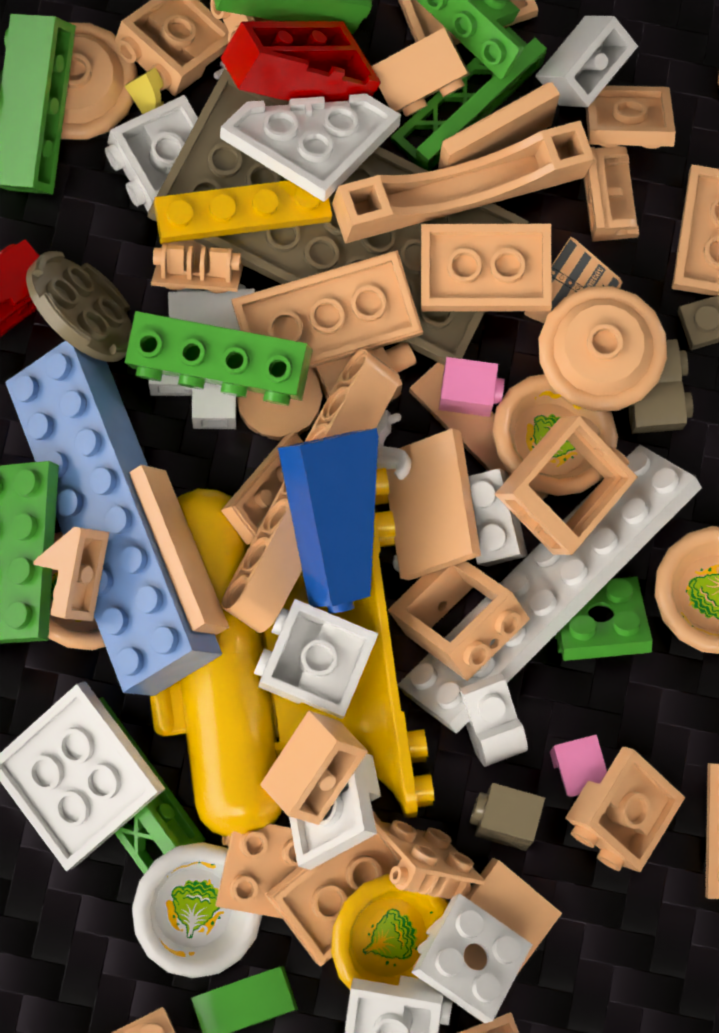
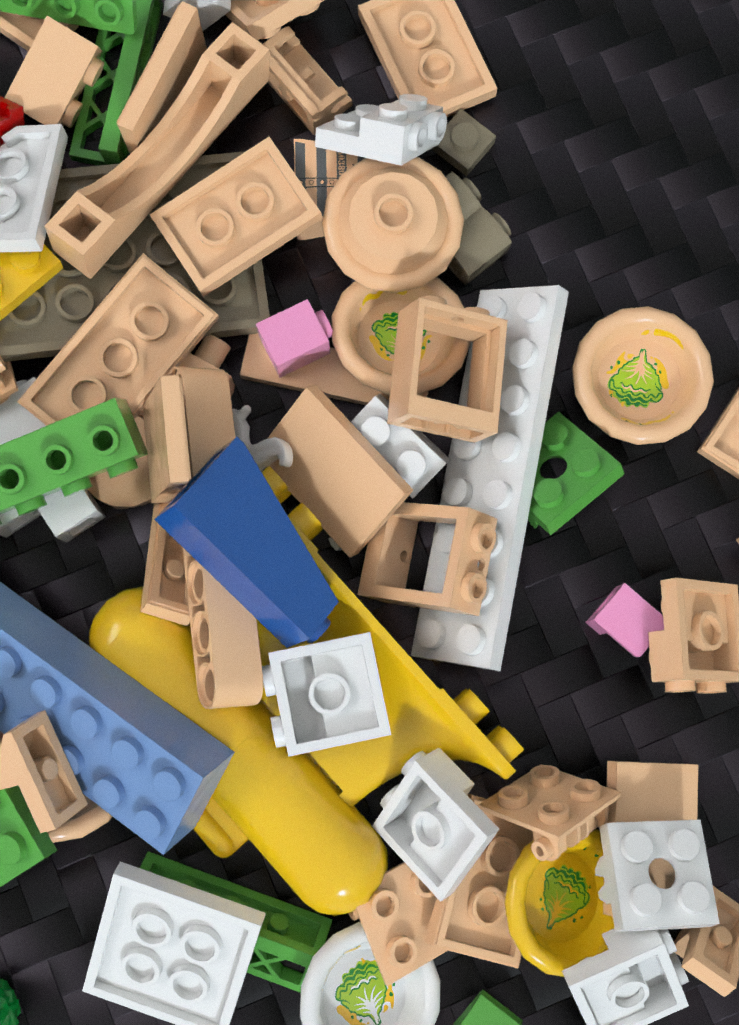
camera: 30 degrees left, 5 degrees up
(178, 550) = (125, 680): light nougat tile -> none
(313, 767) = (395, 803): light nougat brick -> none
(323, 398) = (166, 439): none -> light nougat tile
(493, 720) = (526, 635): white brick -> none
(507, 816) = (598, 715): dark tan brick -> none
(643, 278) = (387, 131): none -> white plate

